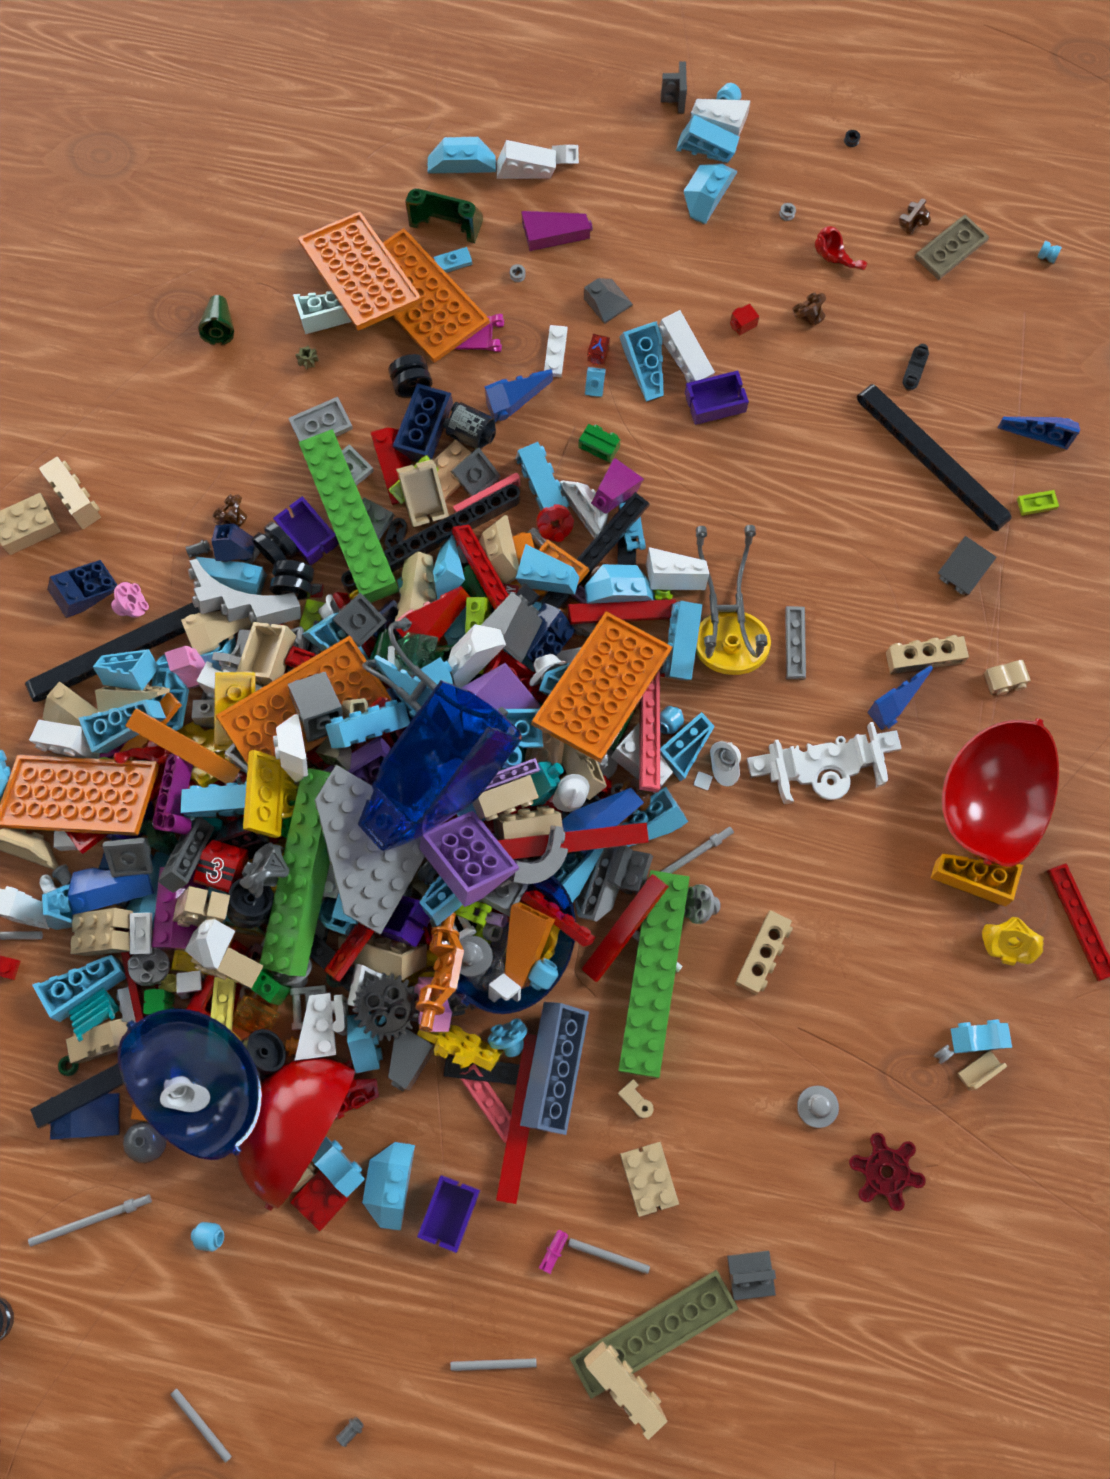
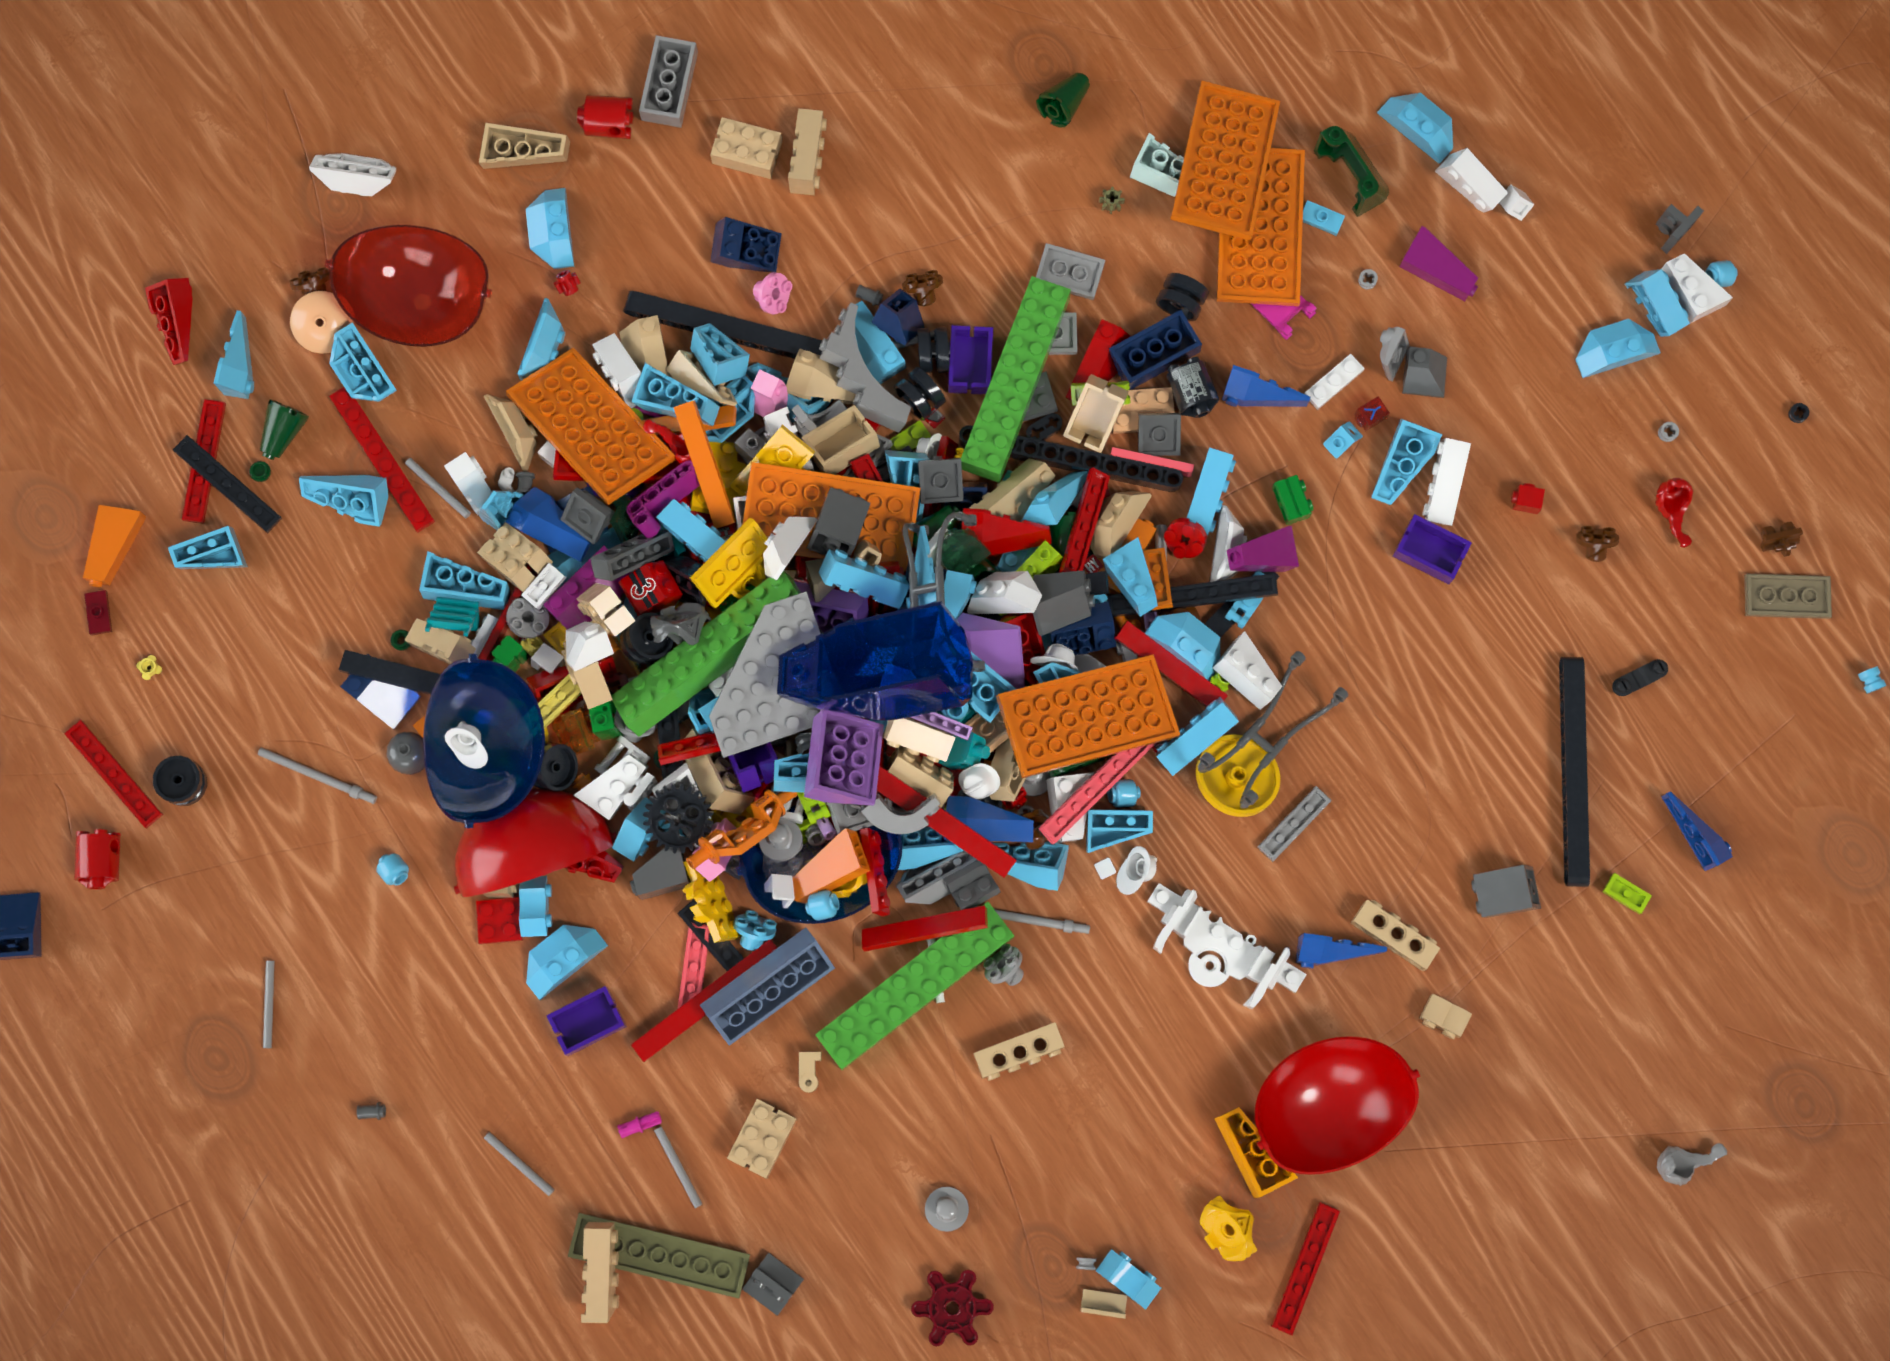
camera: 40 degrees right, 5 degrees up
(574, 298) = (1393, 350): none -> light grey slope

